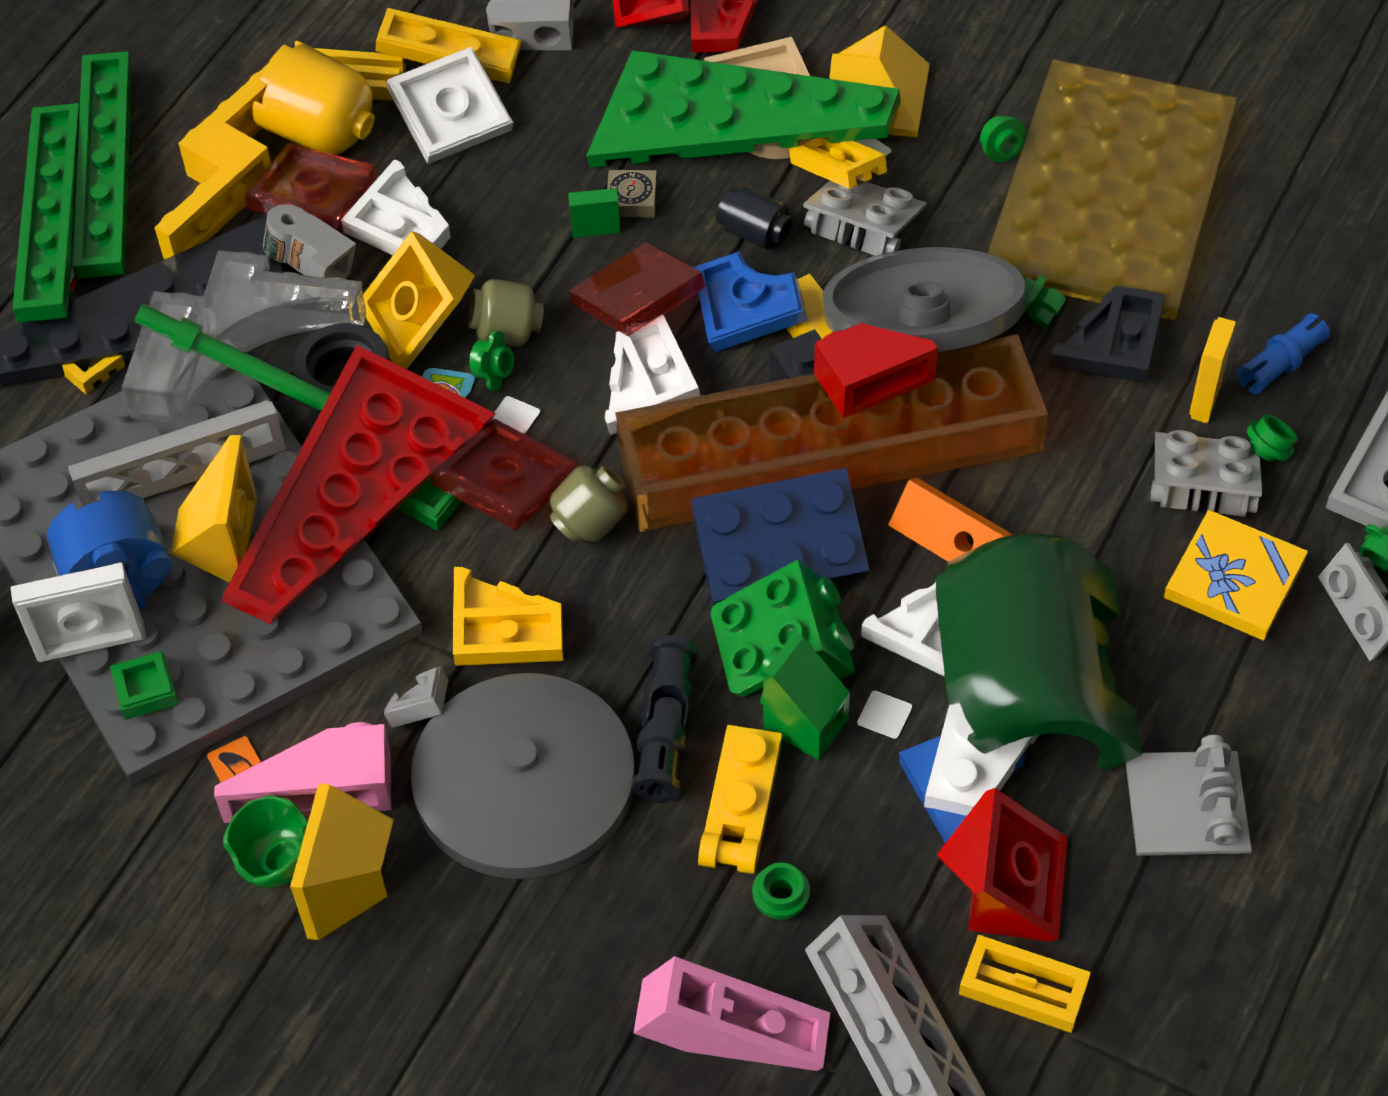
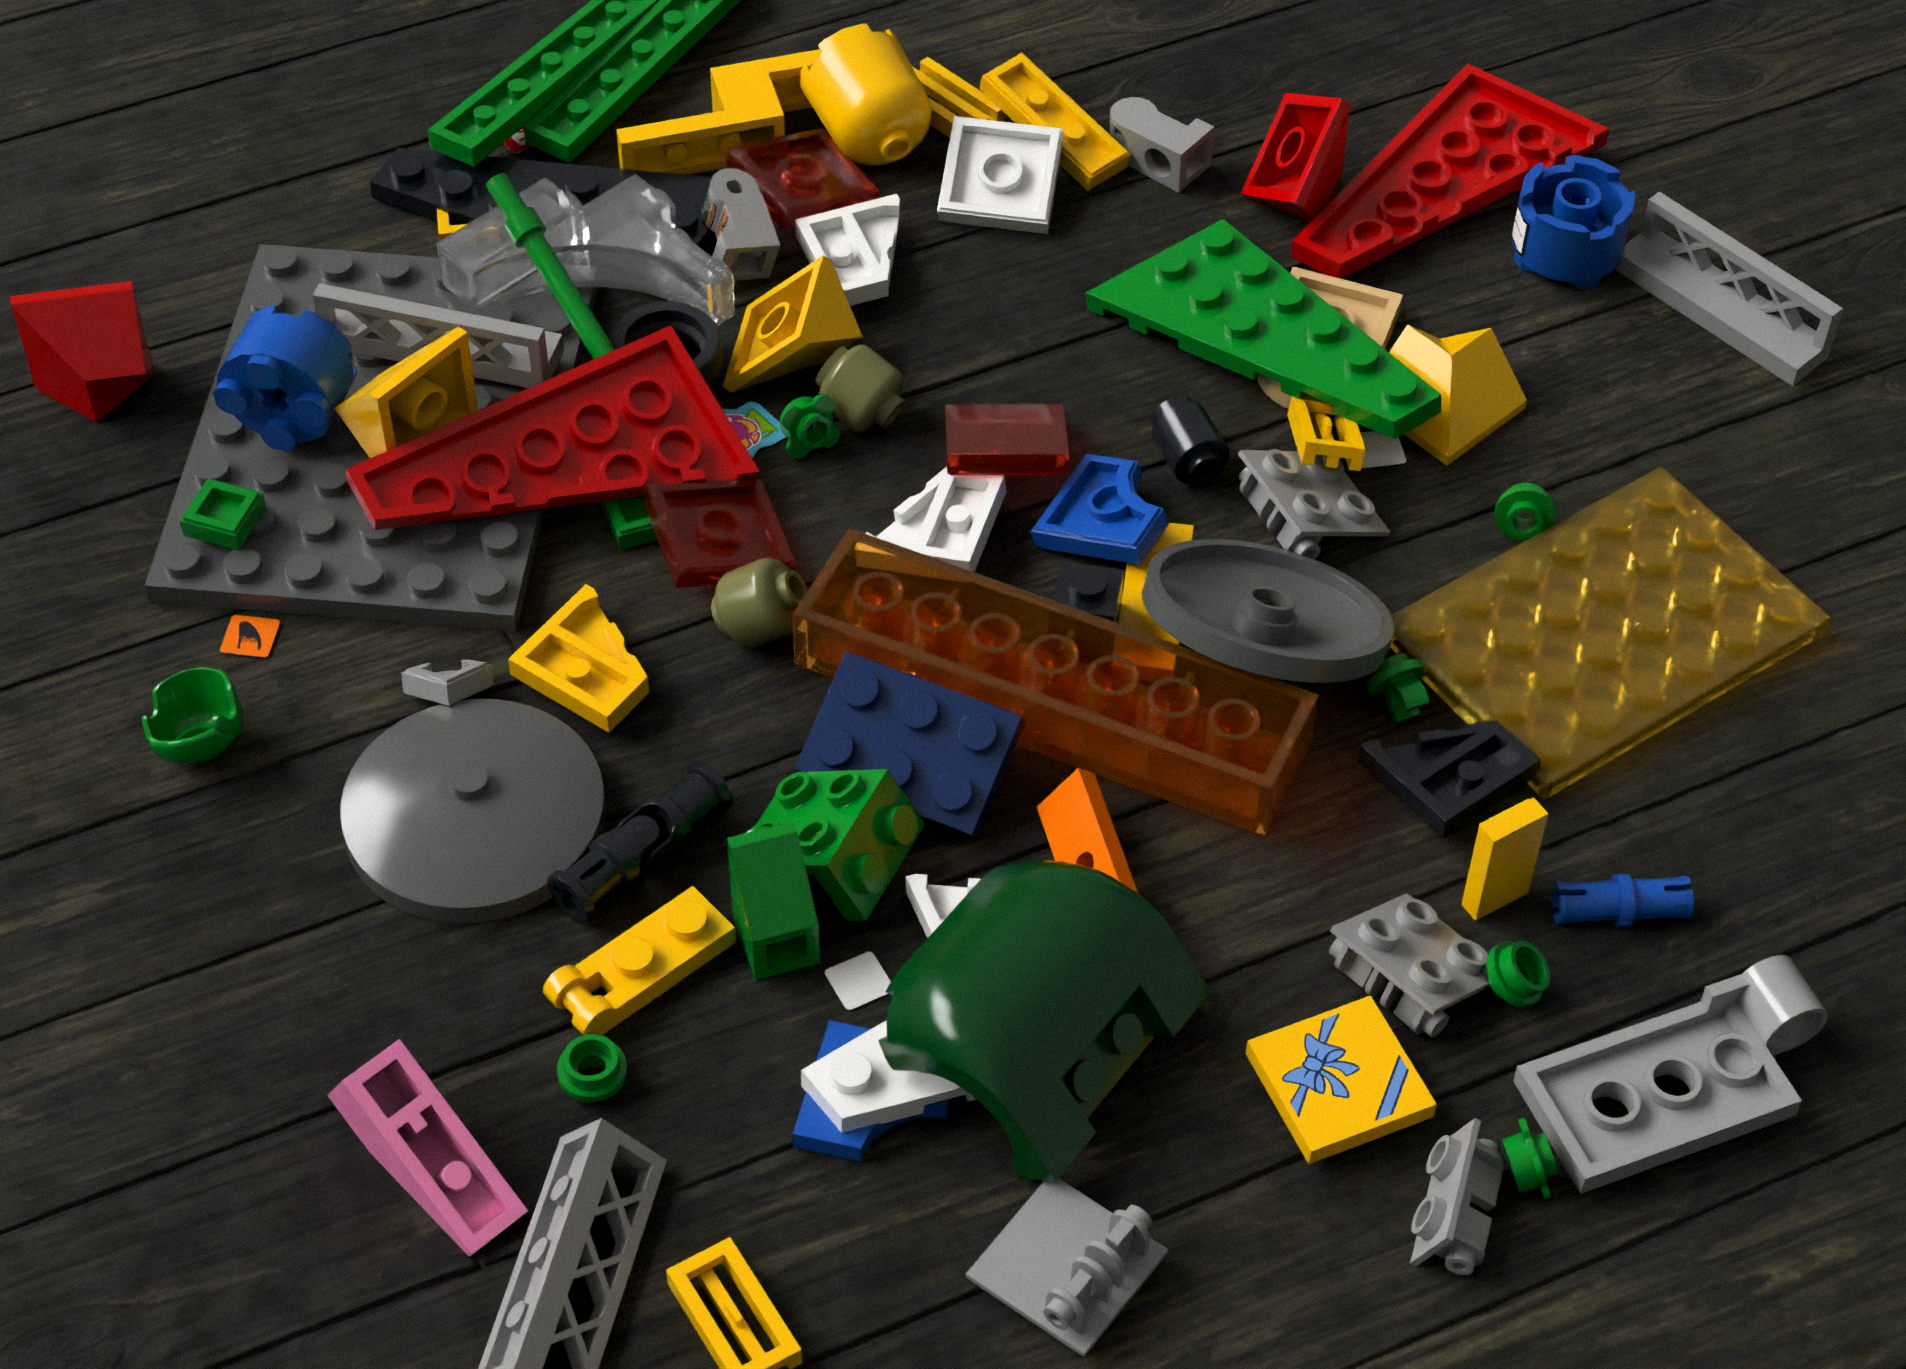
camera: 35 degrees right, 5 degrees down
(78, 612) = (211, 410): white tile -> none
(339, 861) = (216, 765): yellow slope -> none
(346, 757) = (296, 689): bright pink slope -> none
(516, 414) = (789, 491): white sticker -> none
(594, 212) = (1037, 347): green tile -> none
(635, 191) = (1098, 353): dark tan tile -> none
(872, 366) = (1124, 629): red slope -> none
(1011, 867) = (816, 1195): red slope -> none

